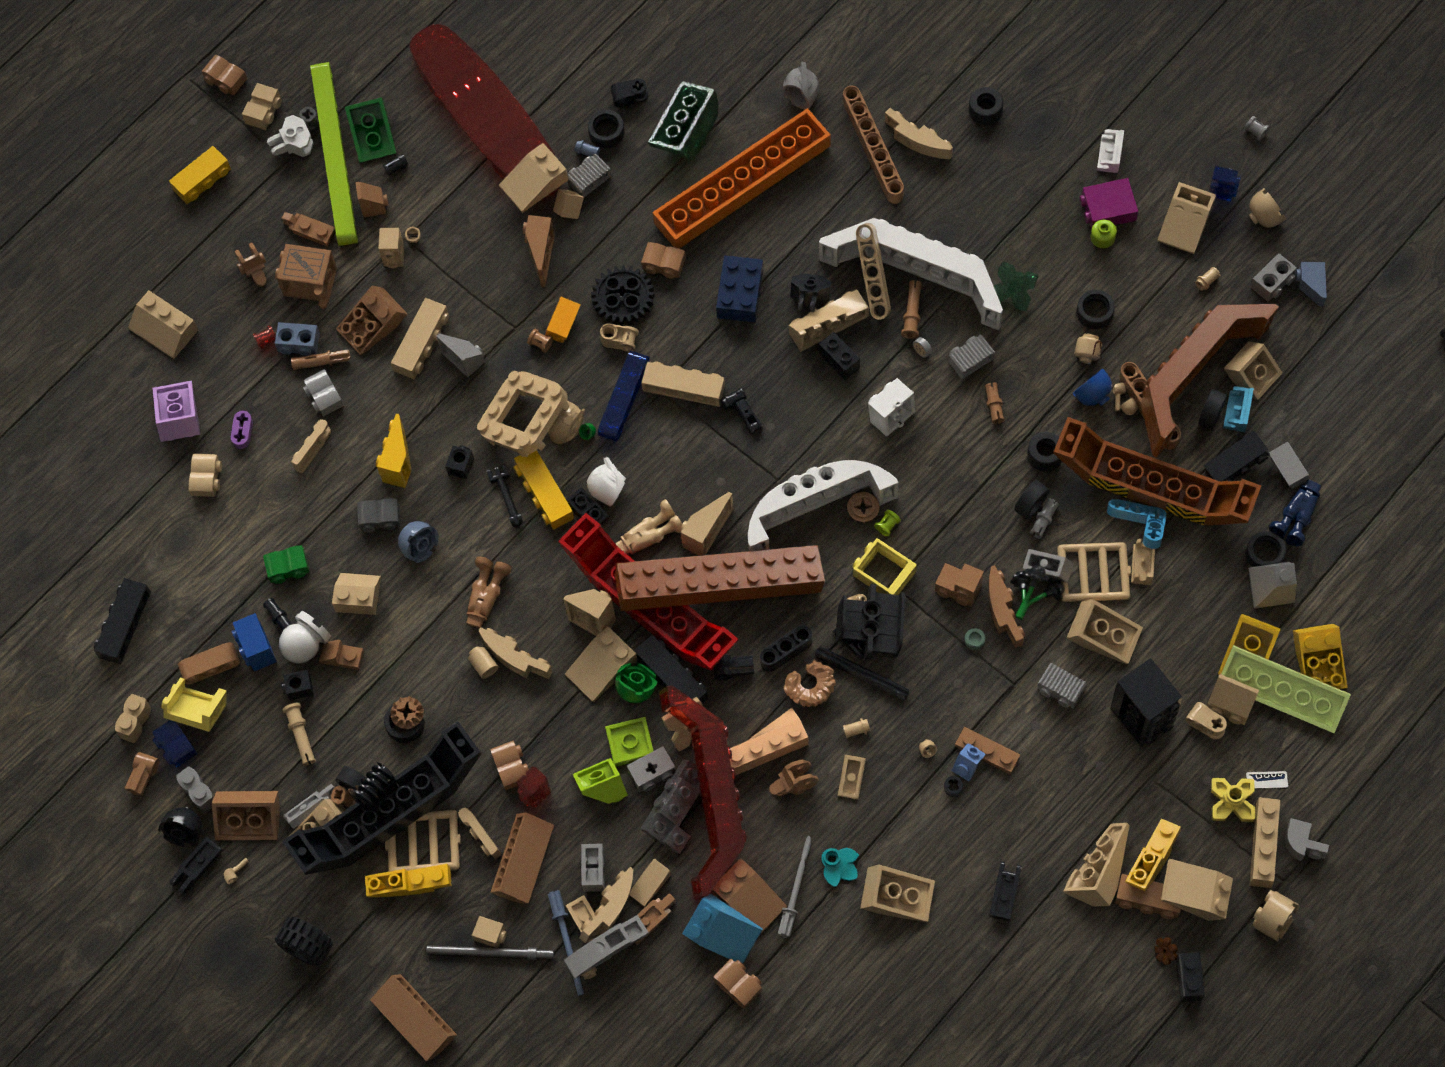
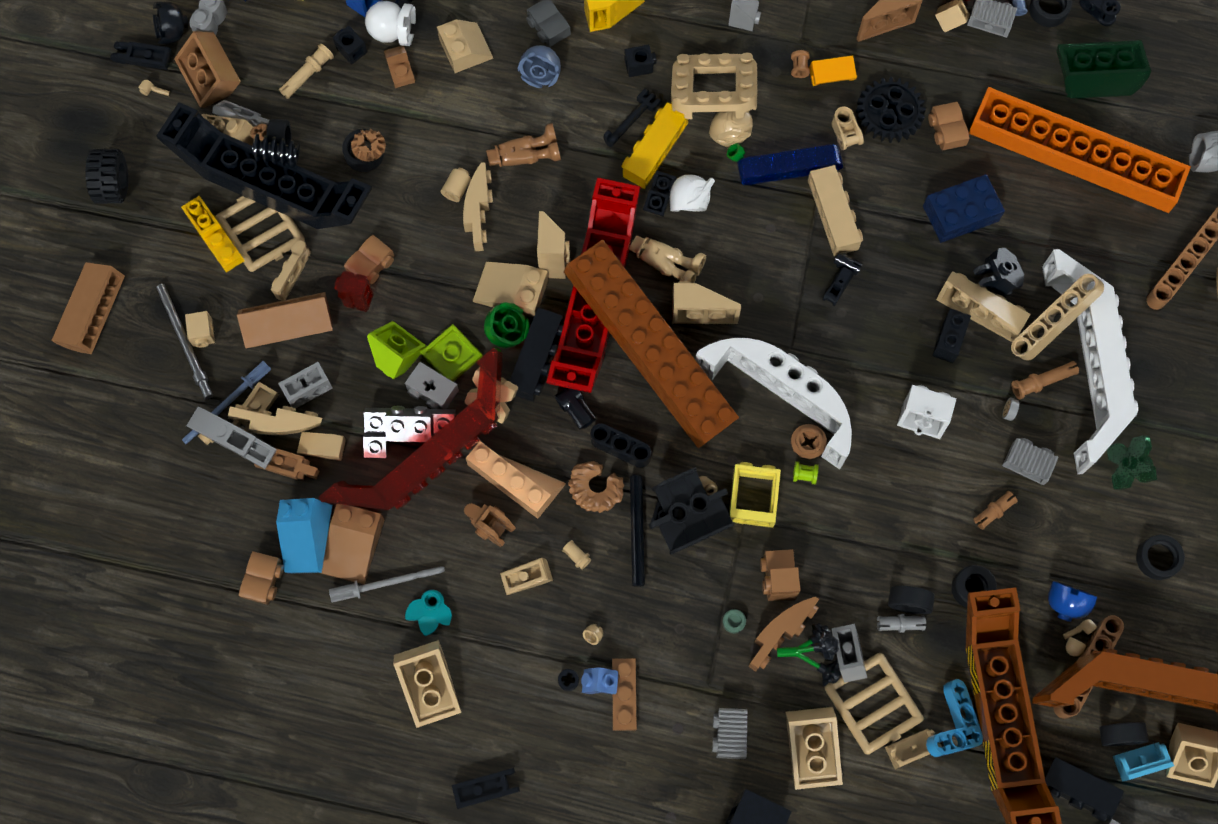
camera: 55 degrees right, 5 degrees up
(1088, 348) = (1112, 572): tan head -> none

